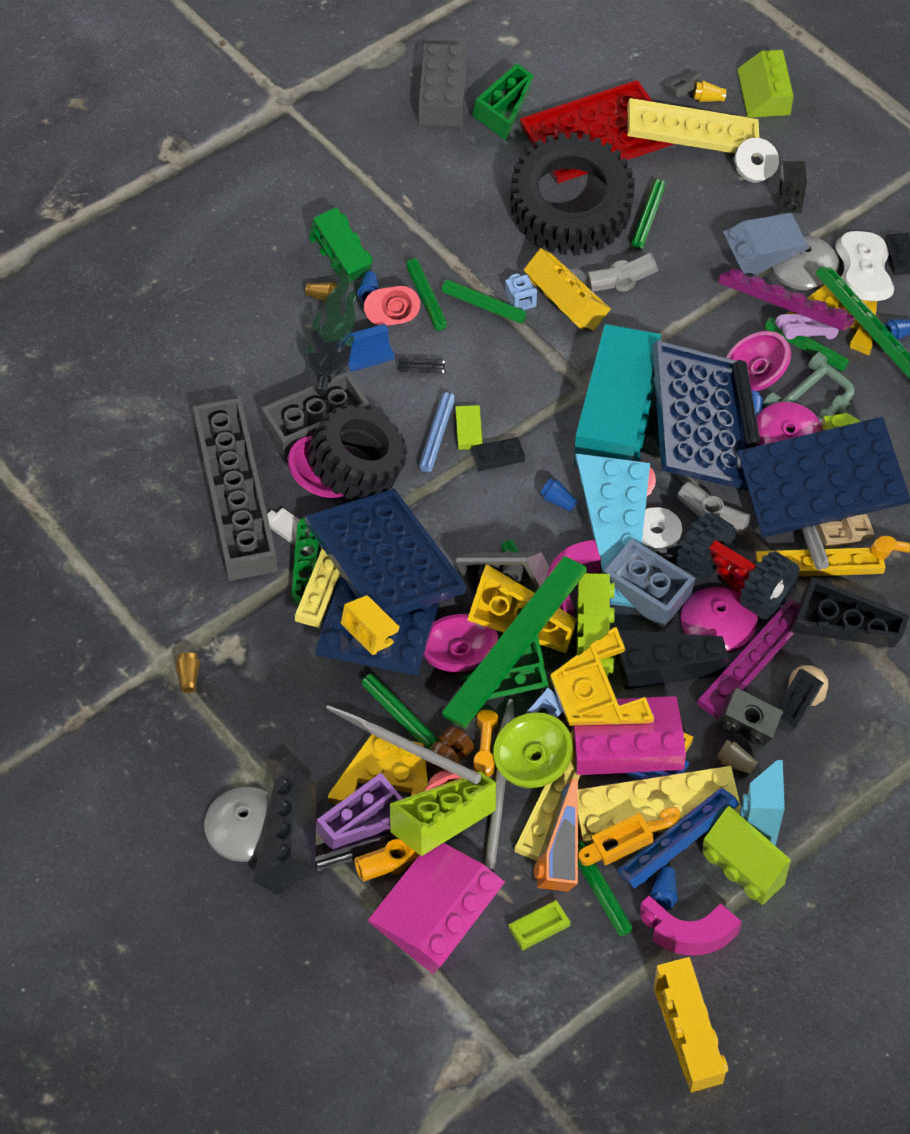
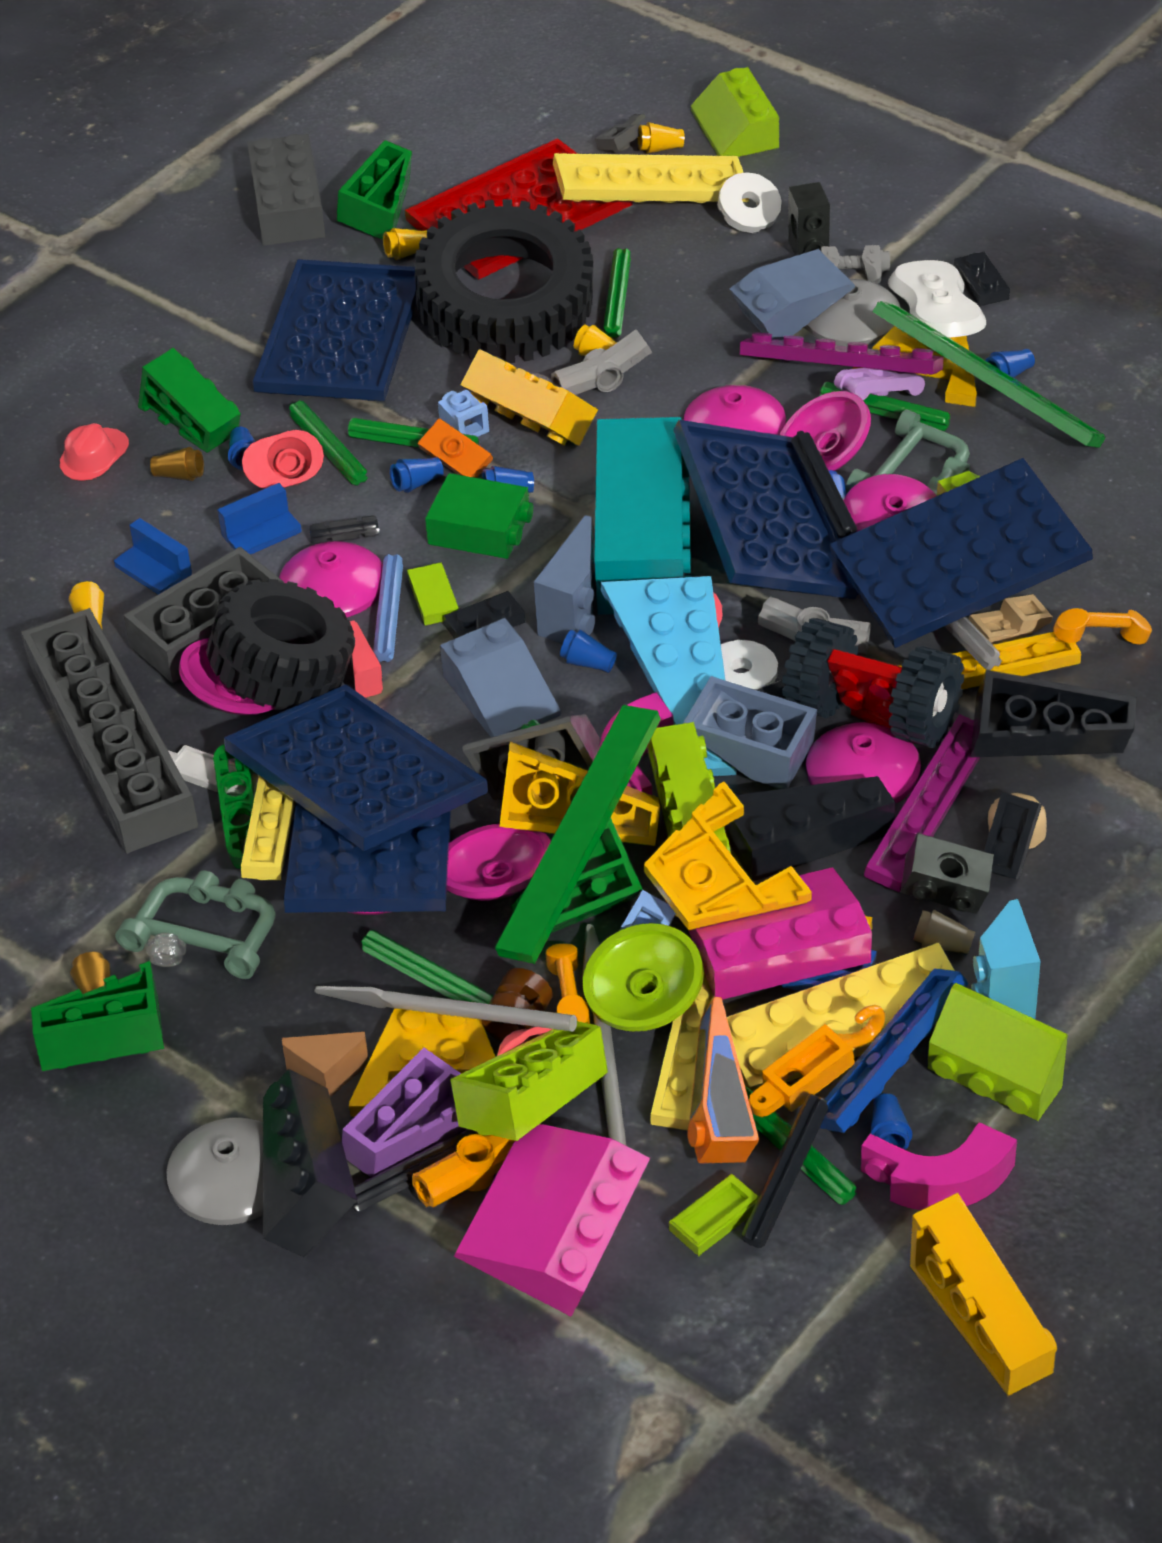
camera: 10 degrees left, 10 degrees down
(185, 704) = (99, 1024): none -> green wedge
(237, 658) = (165, 950): none -> clear plate
(242, 388) = (86, 596): none -> yellow cone
(270, 268) = (91, 451): none -> coral piece
(271, 618) = (241, 957): none -> sand green bar
(291, 362) = (154, 558): none -> blue panel
(320, 761) = (327, 1058): none -> medium nougat slope
(327, 360) = (199, 519): piece -> none
(369, 624) = (356, 851): yellow hinge -> none
(406, 410) = (338, 571): none -> dark pink dish
(410, 476) = (365, 666): none -> coral slope
(453, 206) = (338, 331): none -> dark blue plate
(478, 331) = (413, 473): none -> blue cone
(495, 505) = (497, 678): none -> sand blue slope
(508, 320) = (455, 450): none -> orange plate
(512, 374) = (478, 516): none -> green brick
(514, 144) = (402, 242): none -> yellow cone
(537, 352) = (510, 476): none -> blue cone
(555, 447) = (567, 587): none -> sand blue slope
(589, 907) = (785, 1171): none -> black axle
(621, 251) = (591, 338): none -> yellow cone
(703, 330) = (738, 408): none -> dark pink dish
(829, 224) = (872, 261): none -> light grey piece

